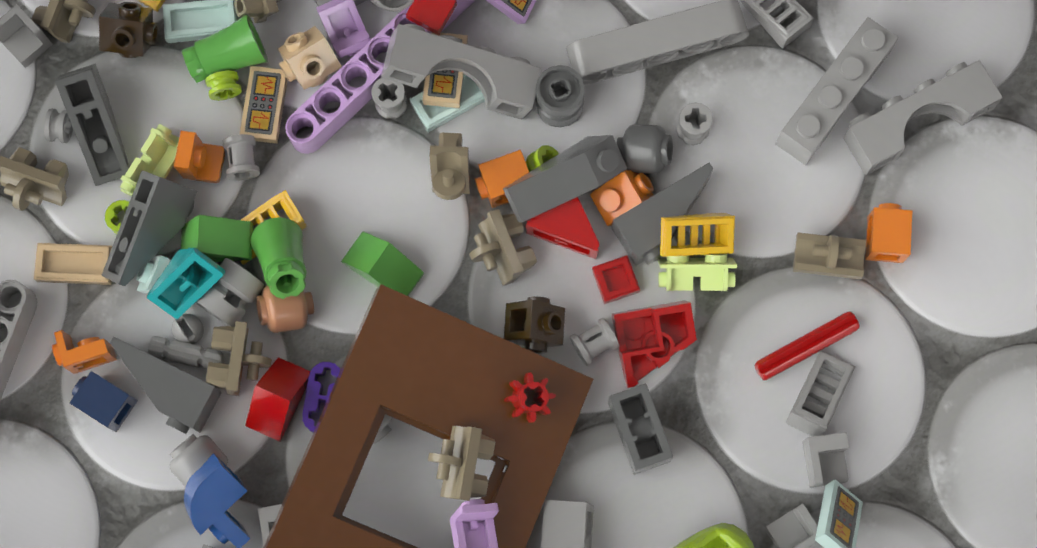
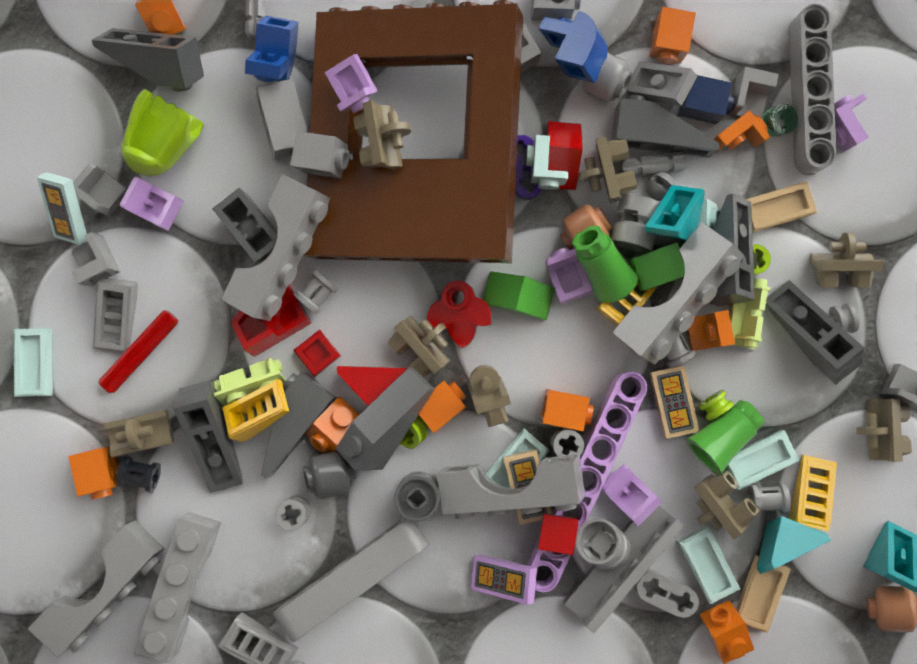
camera: 155 degrees right, 10 degrees up
(22, 350) = (786, 113): none -> clear green bush
(51, 392) = (751, 91): none -> light grey panel
(109, 482) = (672, 35): none -> orange brick
(127, 29) = (821, 424): dark brown brick -> none
(143, 432) = (662, 83): none -> light grey slope
(175, 218) = (707, 264): none -> light grey arch
(305, 394) = (537, 157): none -> light aqua bracket
(308, 58) = (651, 453): tan brick -> none
(322, 264) = (567, 276): none -> lavender bracket
(377, 131) = (566, 410): none -> orange brick
(452, 263) = (460, 318): none -> red plate
(519, 397) = (336, 207): red gear -> none
(534, 324) = (369, 285): dark brown brick -> none
(536, 471) = (319, 155): none -> light grey brick
(582, 423) = (297, 215): none -> light grey arch
(740, 496) = (151, 203): none -> lavender bracket
(757, 231) = (207, 435): none -> dark grey slope
(850, 227) = (128, 467): none -> black bush
(925, 374) = (33, 362): none -> light aqua tile

